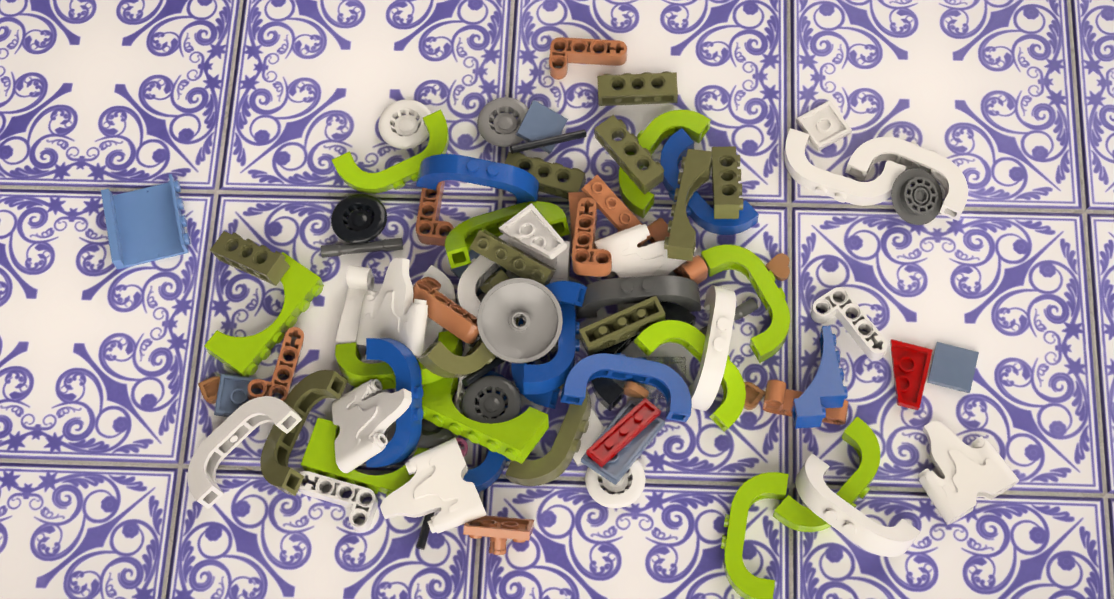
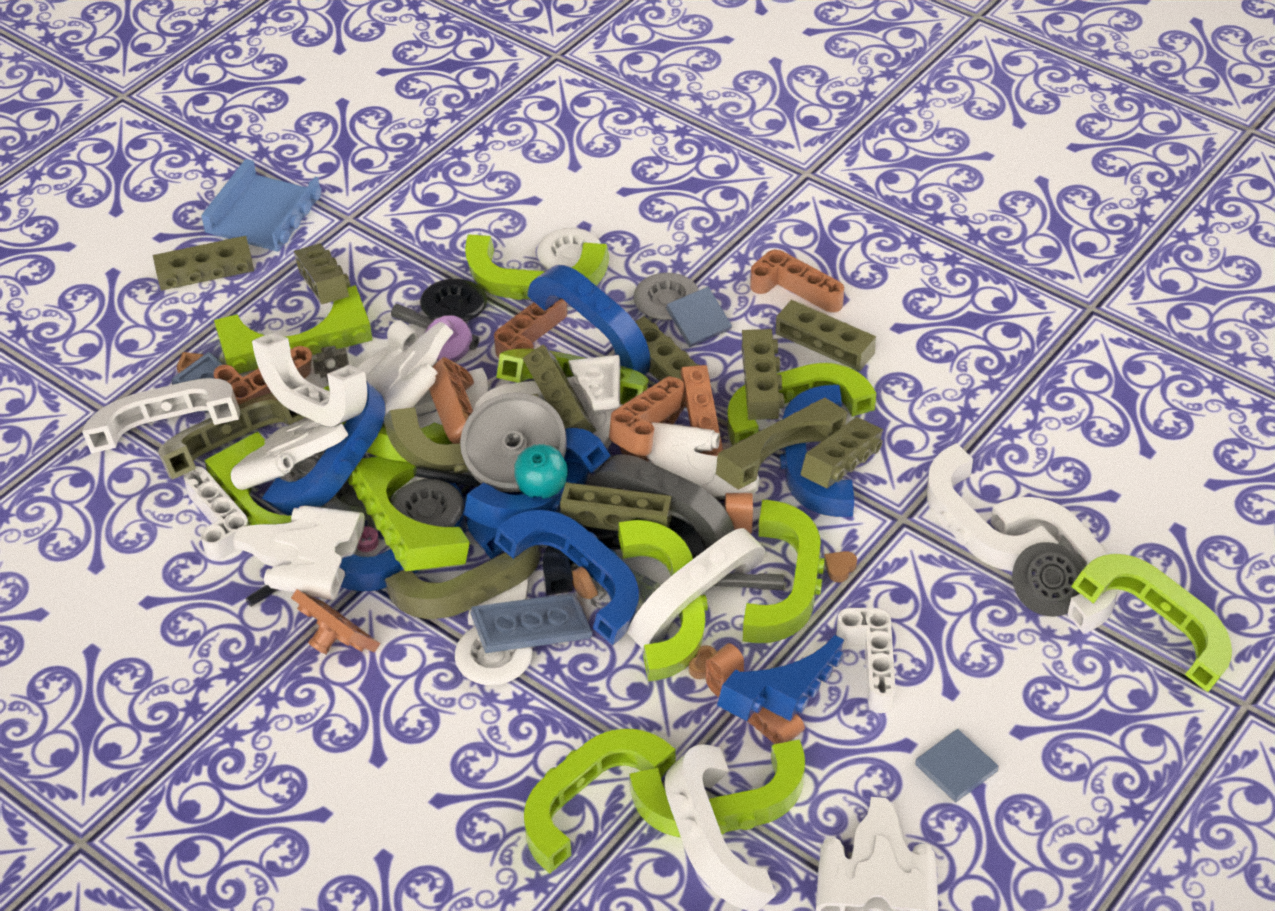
camera: 30 degrees right, 20 degrees down
(146, 289) = (203, 263): none -> olive brick
(317, 372) = (331, 408): none -> white arch
(319, 326) = (329, 353): none -> clear smoke brick
(380, 252) = (458, 342): none -> lavender tile
(547, 141) = (693, 330): black bar -> none
(548, 336) = (540, 471): none -> teal cylinder
(623, 432) = (536, 610): red tile -> none
(824, 125) = (1001, 468): white tile -> none
(910, 372) = (903, 738): red wing -> none
(1037, 178) = (1170, 601): none -> lime arch

